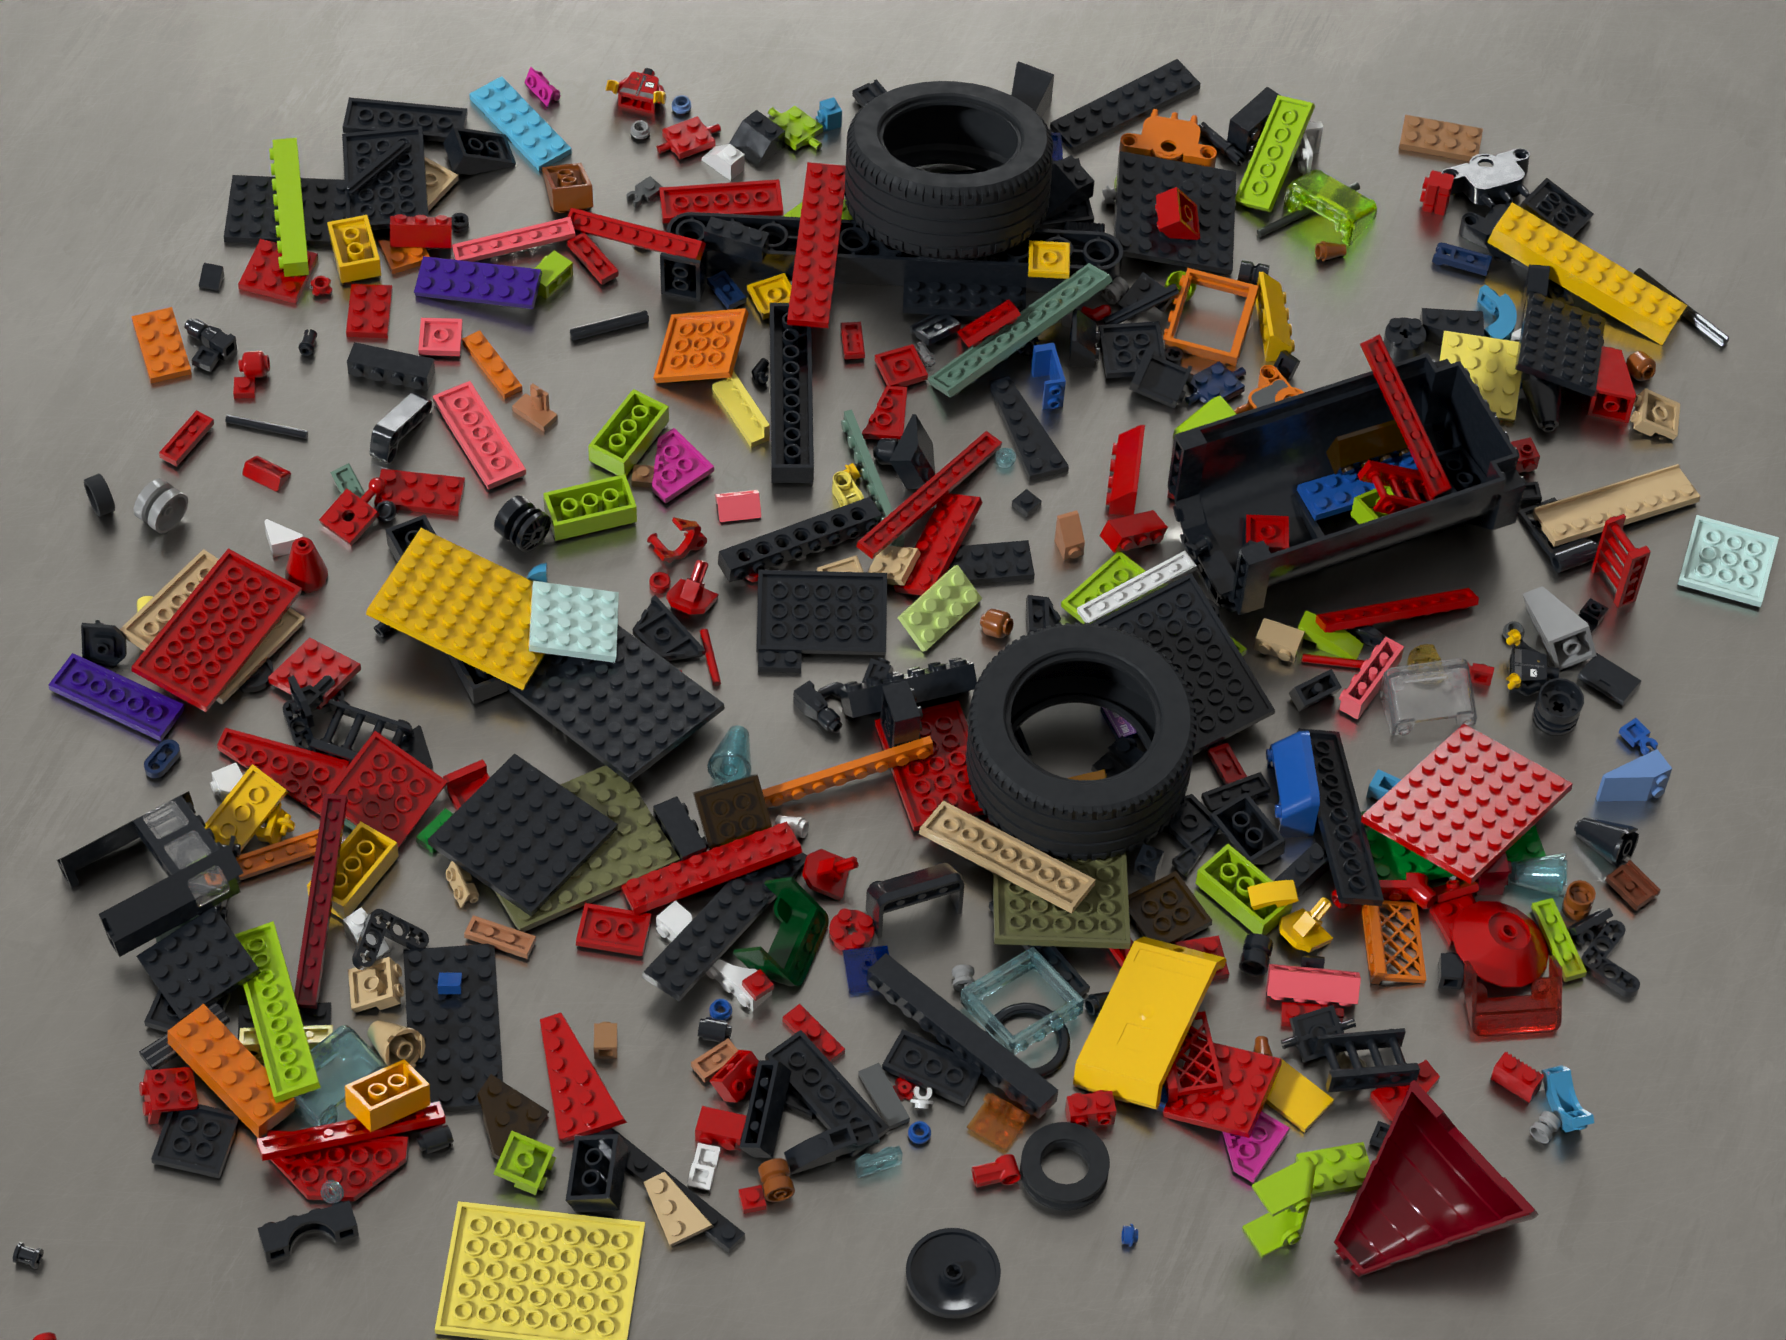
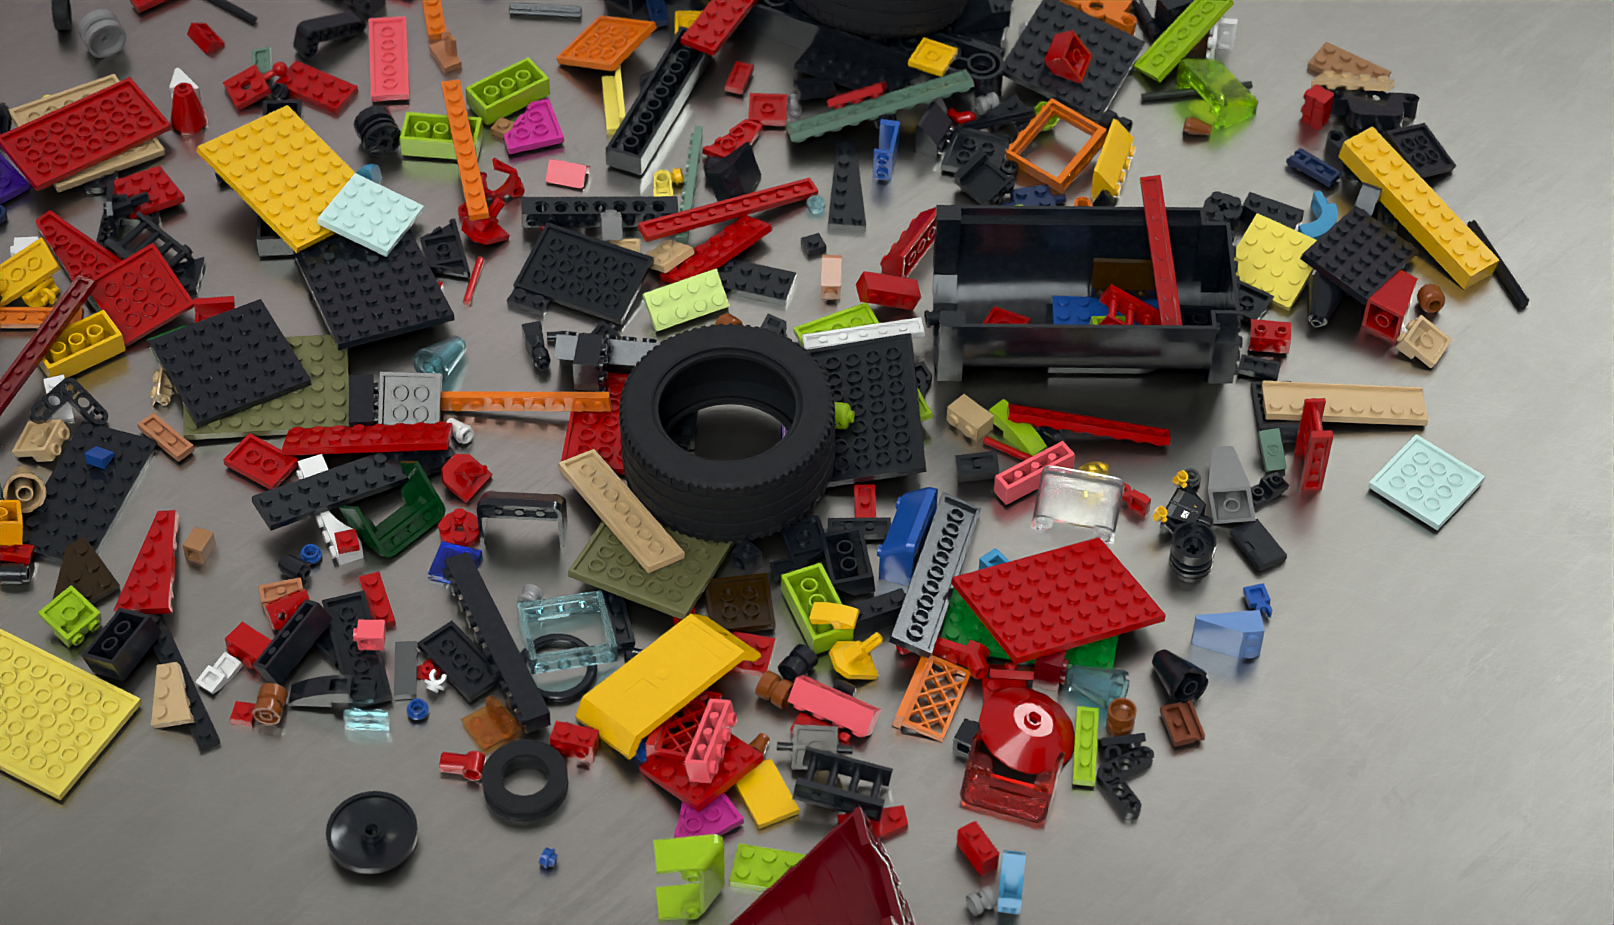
camera: 25 degrees right, 5 degrees down
(631, 516) = (464, 150): none -> orange plate
(823, 552) = (611, 225): none -> light grey brick
(838, 1074) = (370, 634): none -> coral brick
(1229, 1062) = (710, 741): none -> coral brick
(1250, 988) = (772, 687): none -> dark orange wheel
(1457, 154) = (1352, 82): none -> tan wing
(1576, 577) = (1272, 450): none -> sand green plate

